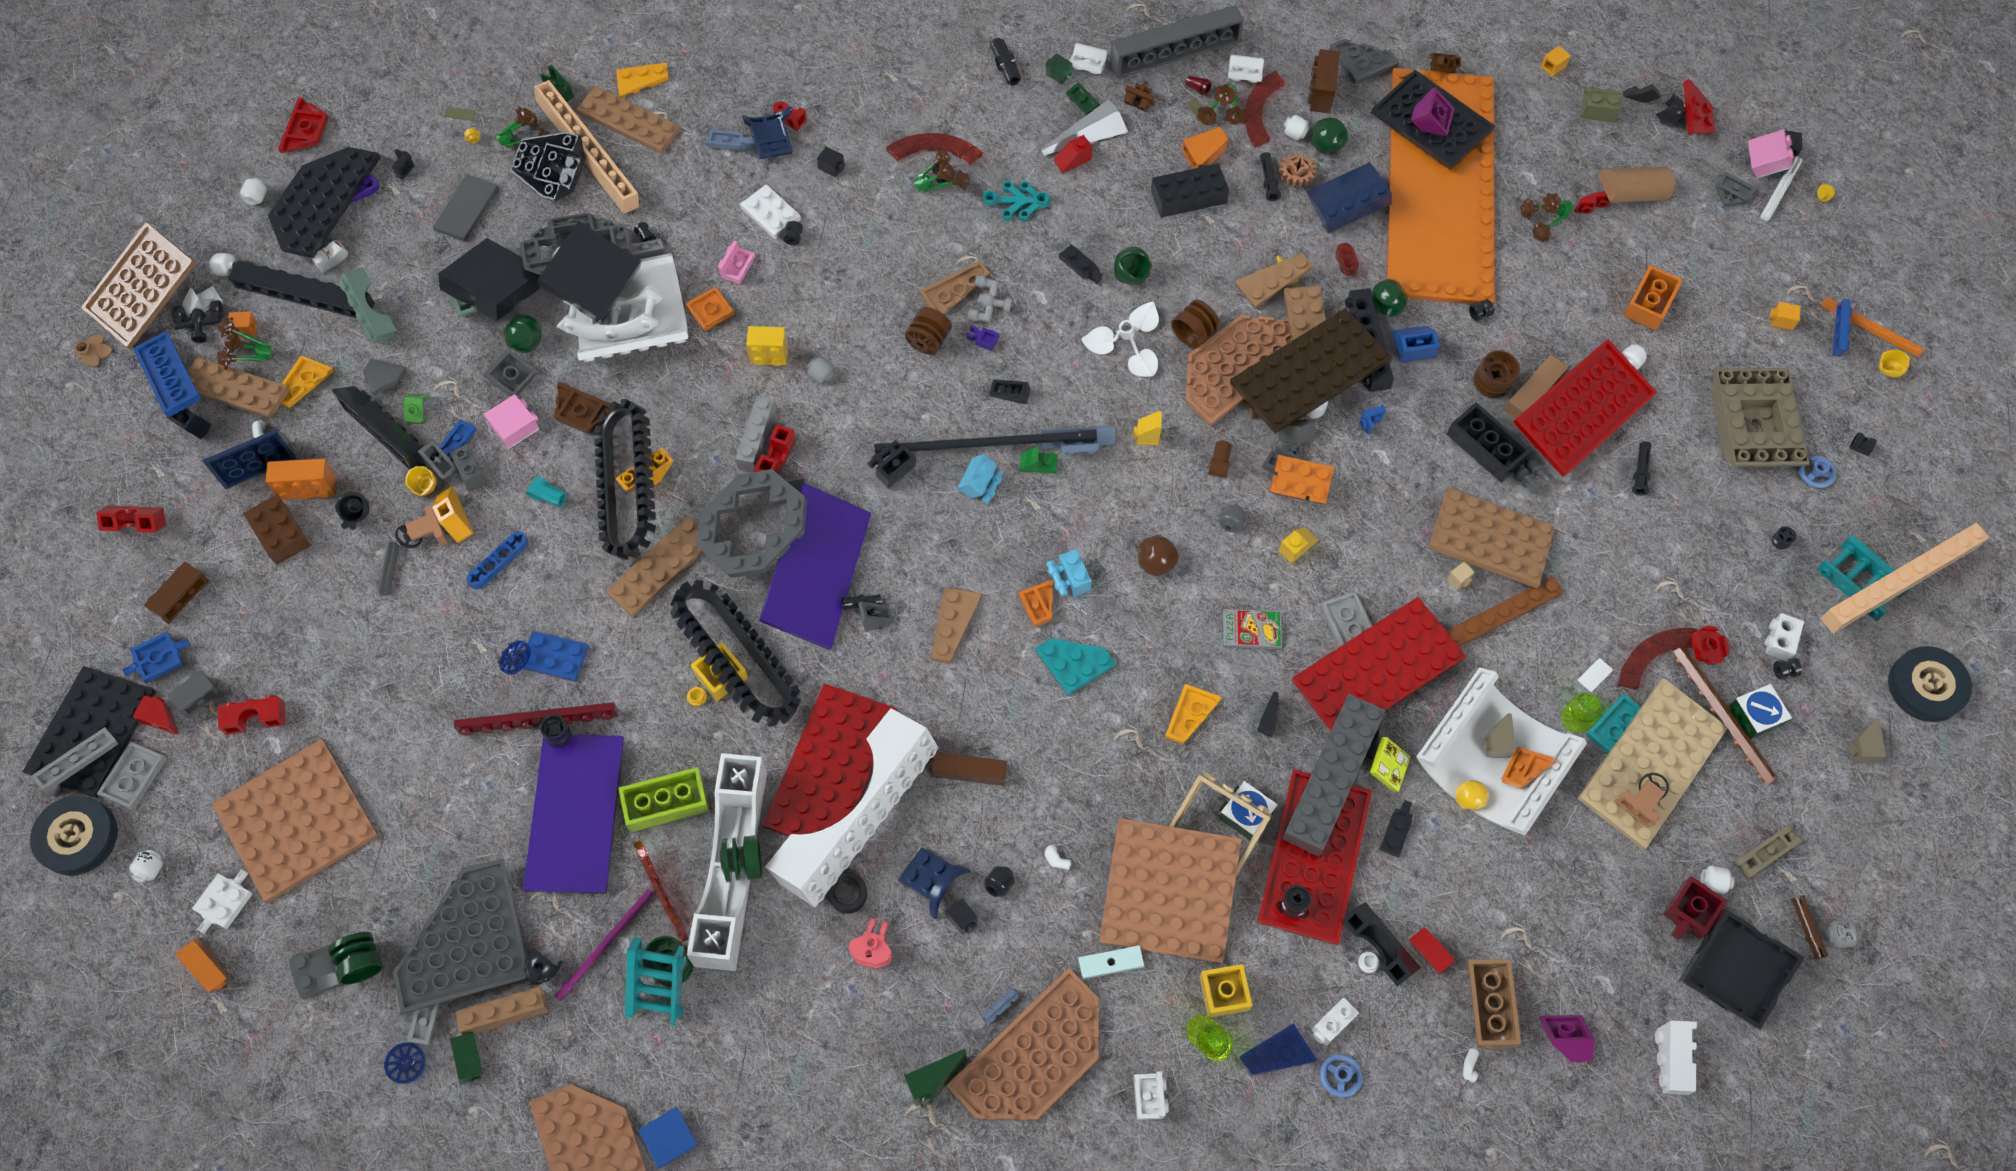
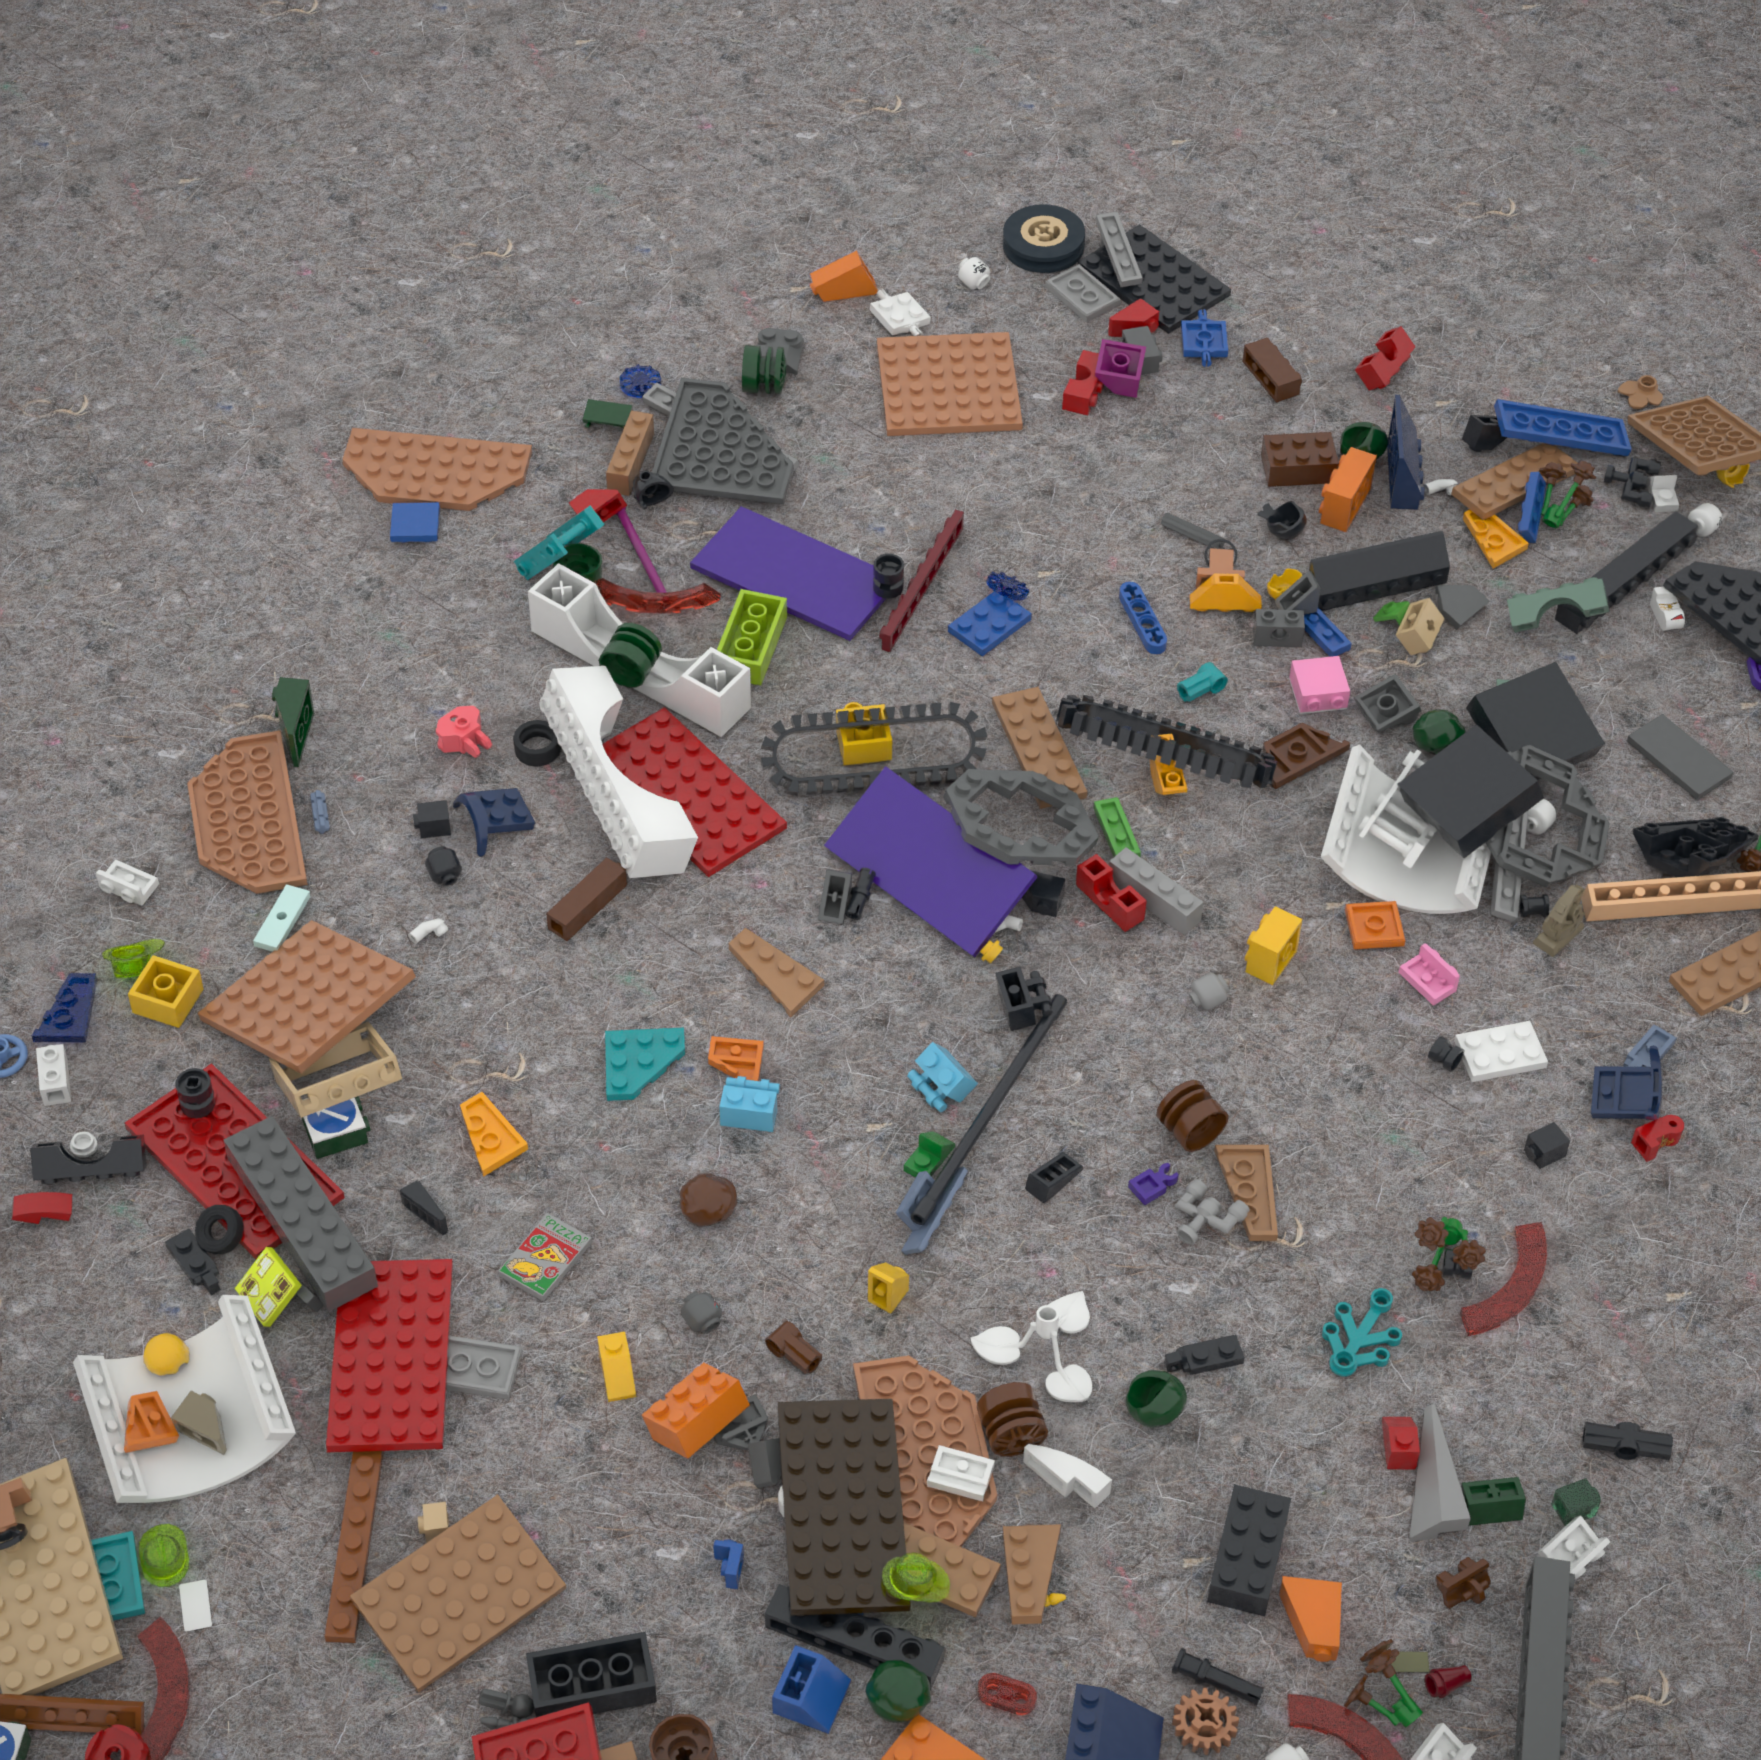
camera: 120 degrees right, 15 degrees down
(227, 688) = (1120, 367): none -> magenta slope
(242, 491) = (1365, 437): none -> dark green piece
(244, 322) = (1604, 511): orange brick -> none
(264, 363) = (1532, 507): none -> blue plate
(424, 383) = (1420, 626): none -> tan brick
(582, 998) = (603, 501): none -> red slope
(654, 209) = (1562, 922): none -> dark tan piece
(712, 482) = (1115, 826): none -> bright green plate
(862, 501) = (991, 951): none -> yellow plate
(1202, 285) = (1068, 1473): none -> white slope
(1245, 332) = (960, 1473): none -> white plate
(1330, 311) = (916, 1578): none -> clear neon green piece
(1363, 826) = (232, 1236): none -> black tyre

